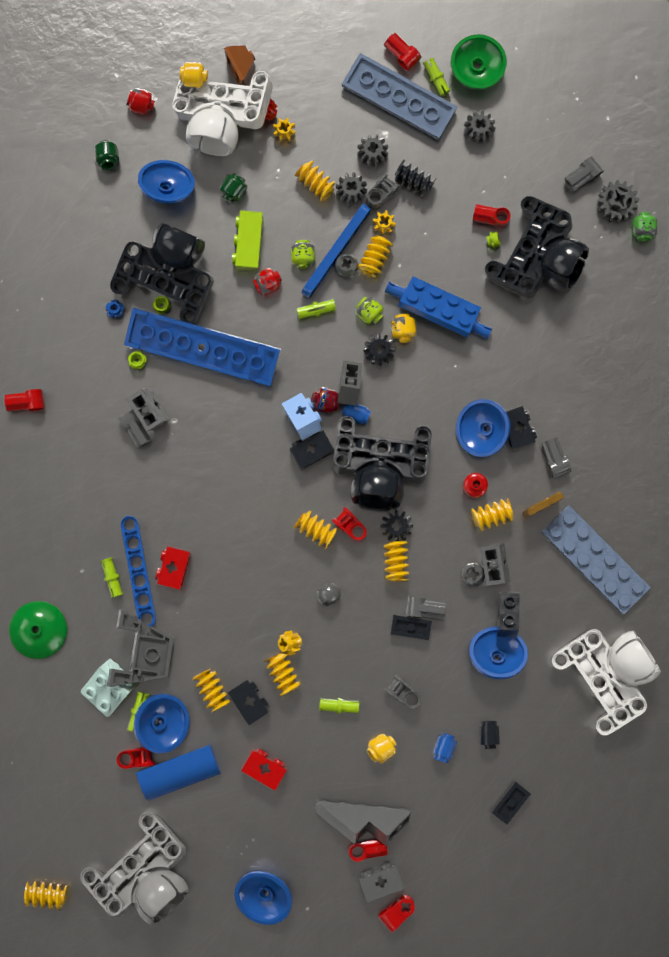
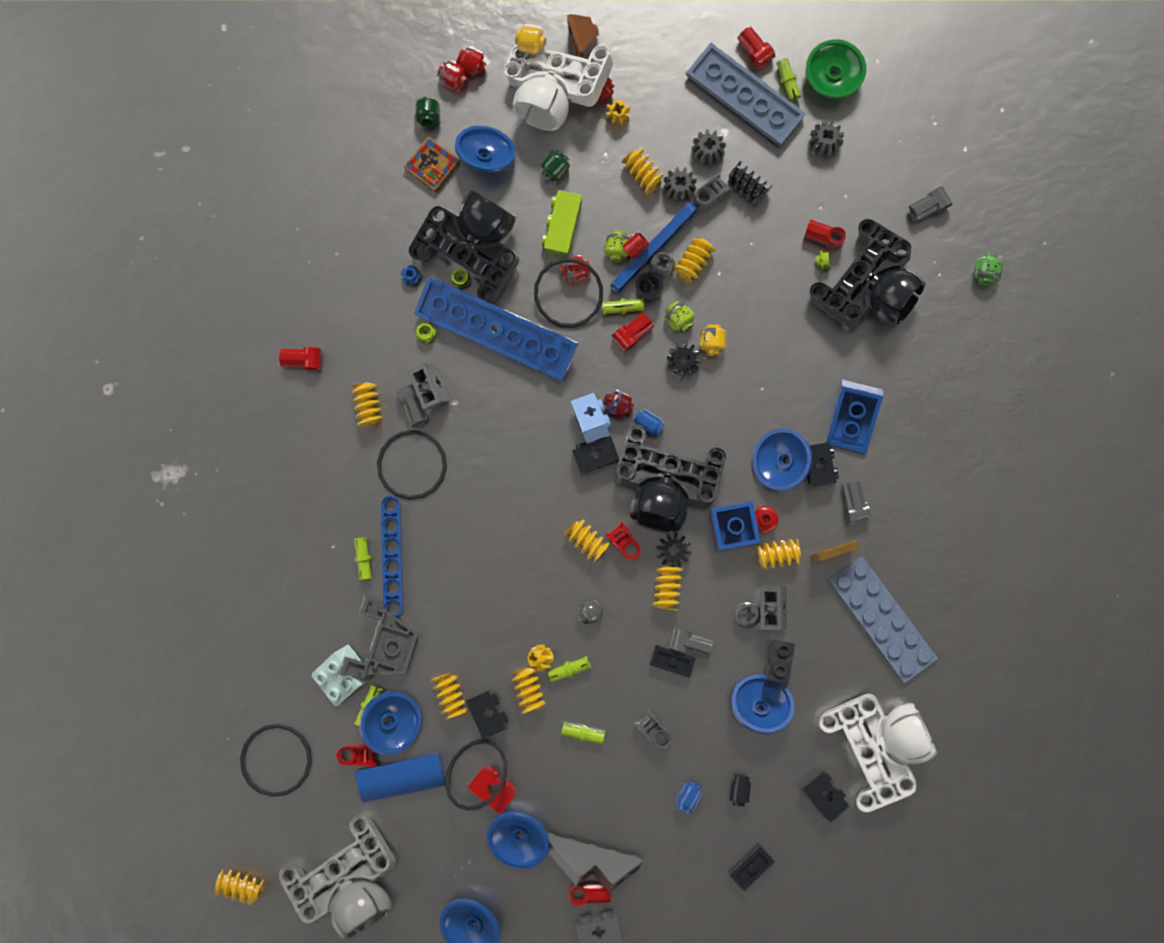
camera: 20 degrees right, 0 degrees up
(29, 773) = (307, 766): none -> black piece
(51, 632) = (290, 606): green dish -> none
(92, 433) = (366, 404): none -> yellow piece
(118, 202) = (431, 164): none -> tile
(124, 117) = (452, 75): none -> red head
(138, 513) = (418, 495): none -> black piece
(176, 578) = (438, 552): red brick -> none
(268, 770) = (505, 765): none -> black piece
(274, 276) = (571, 260): none -> black piece
(291, 818) = (518, 840): none -> blue dish
(317, 649) = (569, 669): none -> lime pin
(319, 251) = (635, 244): none -> red axle
(326, 334) = (628, 335): none -> red piece
(337, 286) = (649, 285): none -> black piece
(349, 383) = (646, 390): dark grey brick -> none
(381, 748) = (621, 786): yellow head -> none
(384, 228) = (706, 230): yellow gear -> none
(439, 307) = (755, 323): blue plate -> none
(449, 495) = (734, 526): none -> blue brick
(543, 379) = (854, 416): none -> blue slope
(556, 722) = (834, 805): none -> black brick
(615, 193) = (968, 230): dark grey gear -> none

